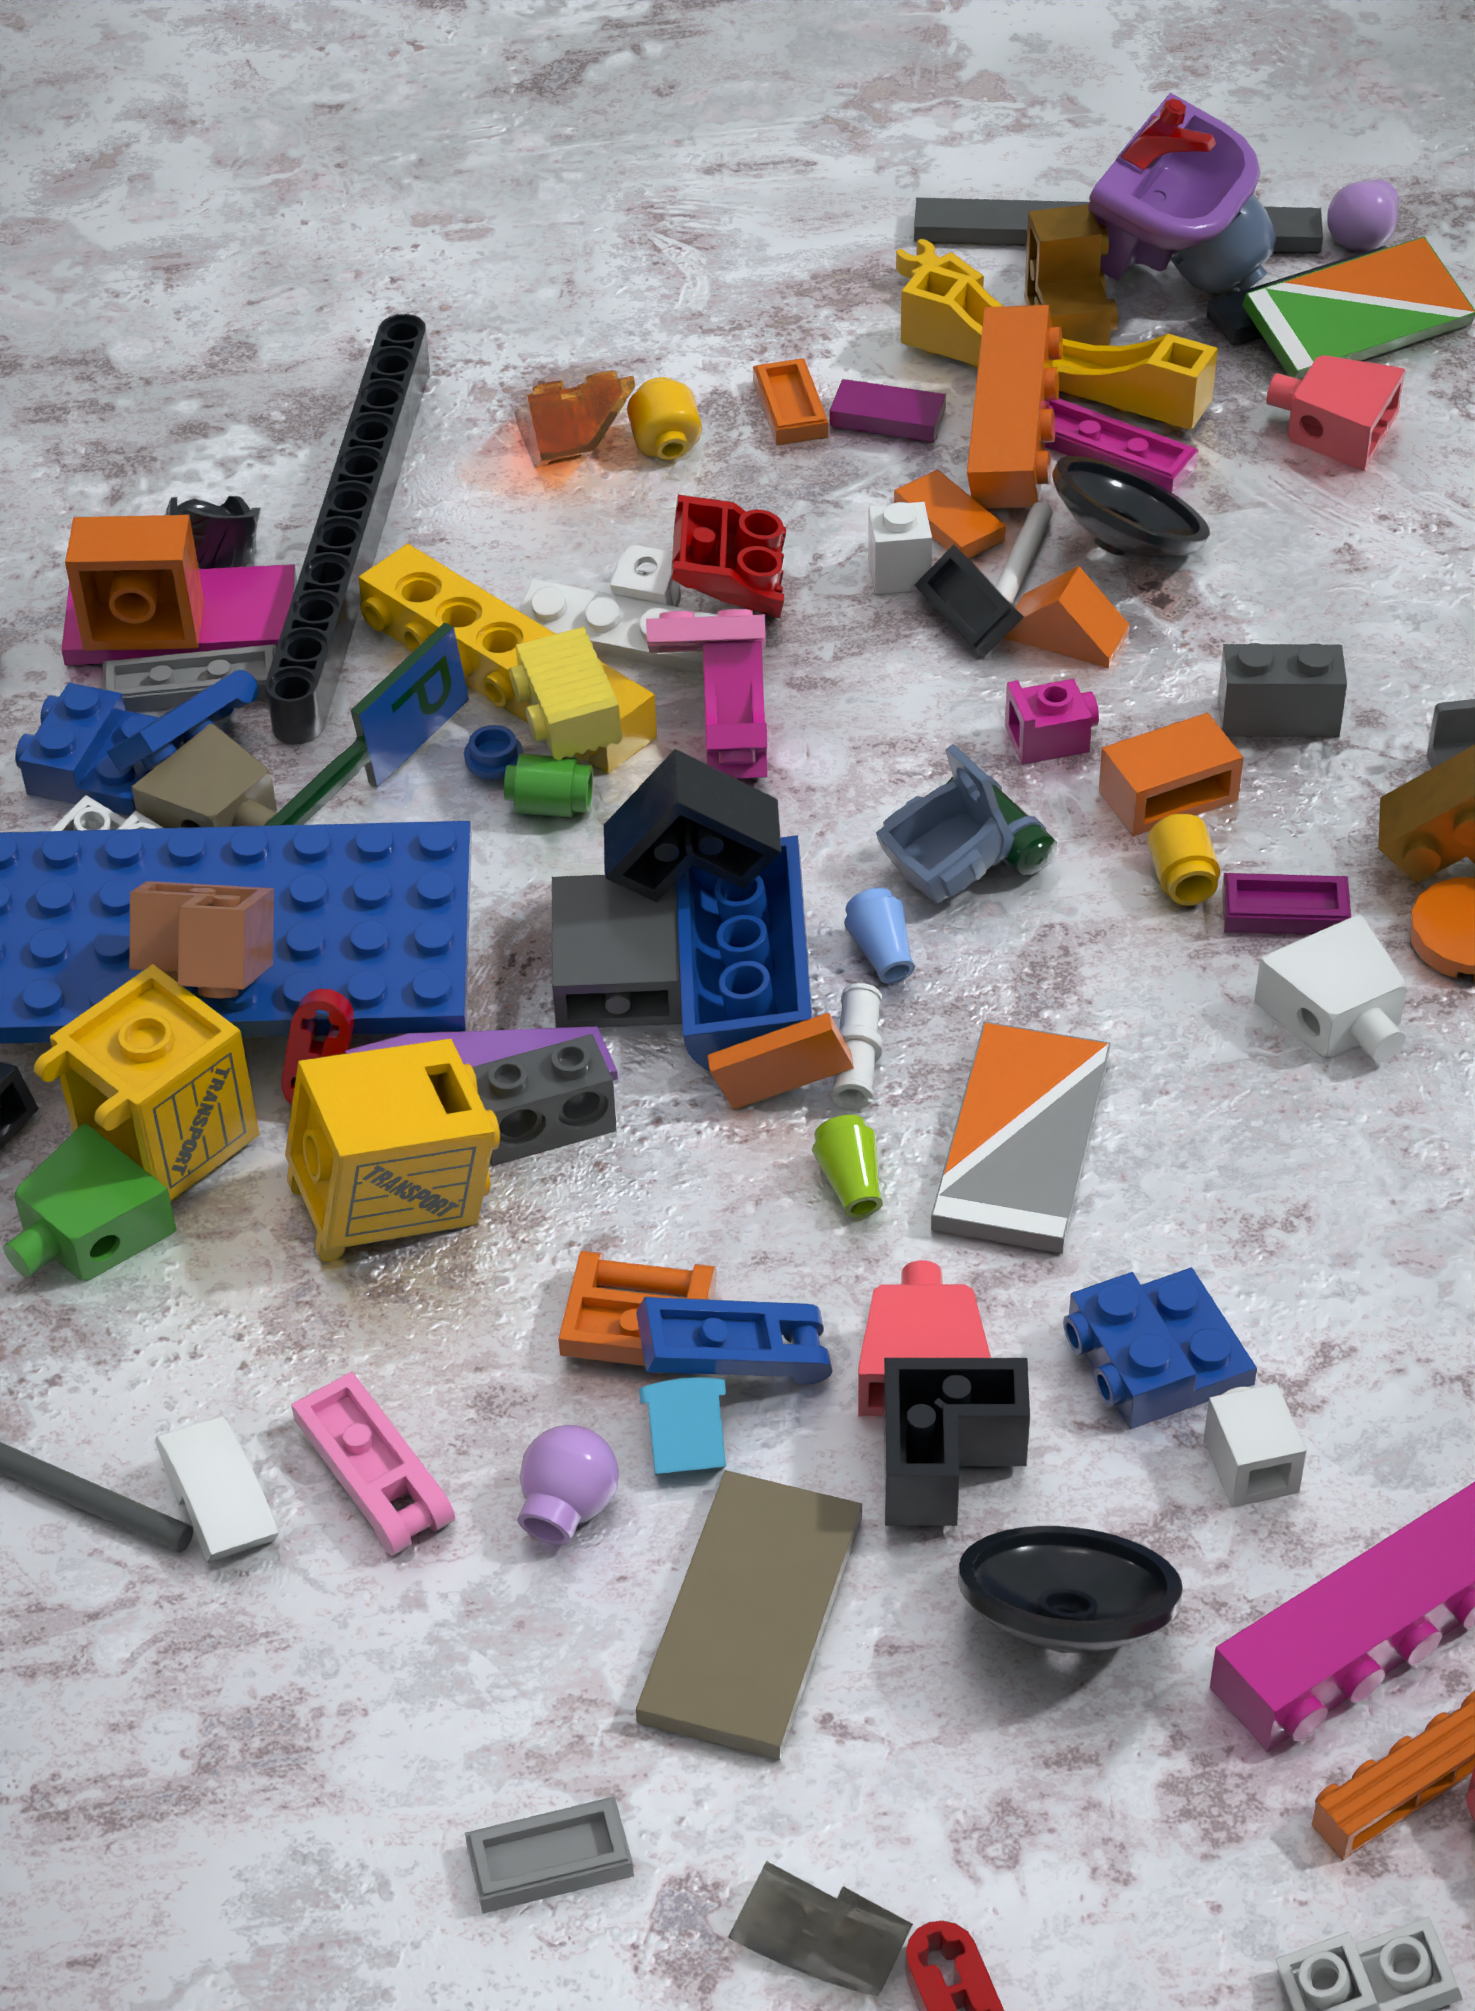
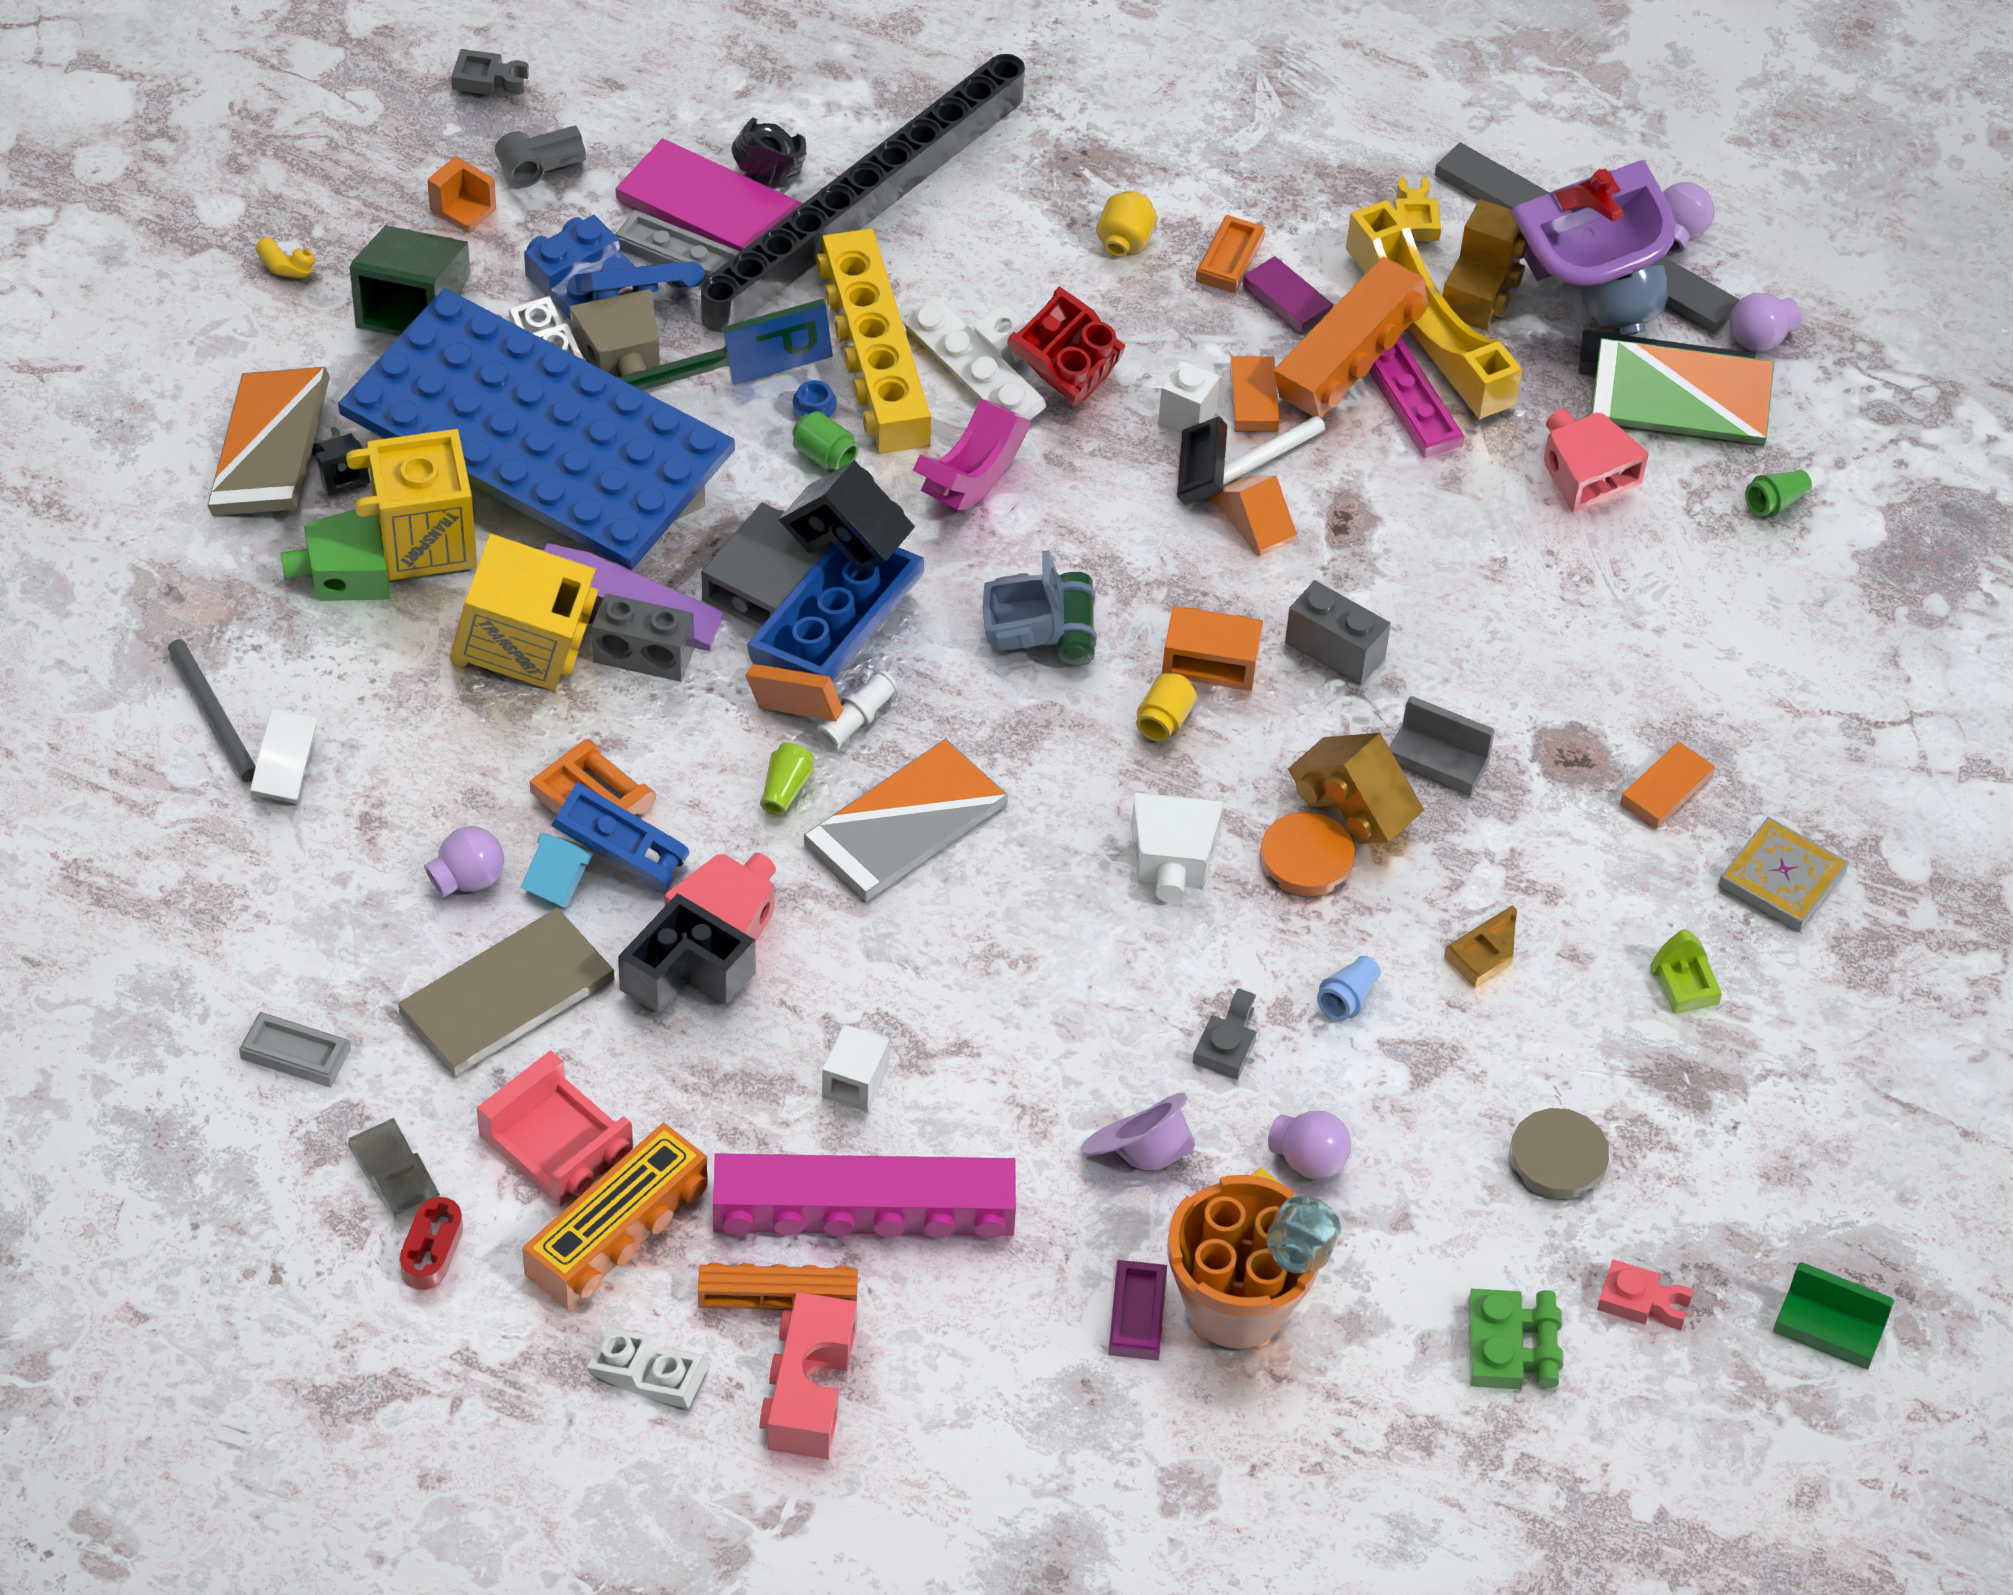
camera: 30 degrees right, 5 degrees up
(135, 582) = (676, 167): orange brick -> none
(203, 934) = (504, 426): nougat brick -> none
(302, 1033) = (532, 519): red beam -> none
(372, 1461) = (376, 790): bright pink plate -> none
(566, 694) = (866, 386): light yellow brick -> none
(572, 421) = (1059, 195): clear orange slope -> none
(685, 633) = (982, 384): bright pink plate -> none
(880, 931) = (937, 647): light blue cone -> none
(980, 1752) = (552, 1130): none -> coral panel
(1049, 720) = (1173, 569): dark pink brick -> none
(1069, 1587) = (671, 1075): black dish -> none
(1127, 509) = (1362, 450): black dish -> none
(1156, 1345) = (861, 981): blue plate -> none
(1156, 1810) = (615, 1216): none -> brick
(1283, 903) = (1208, 772): magenta tile -> none

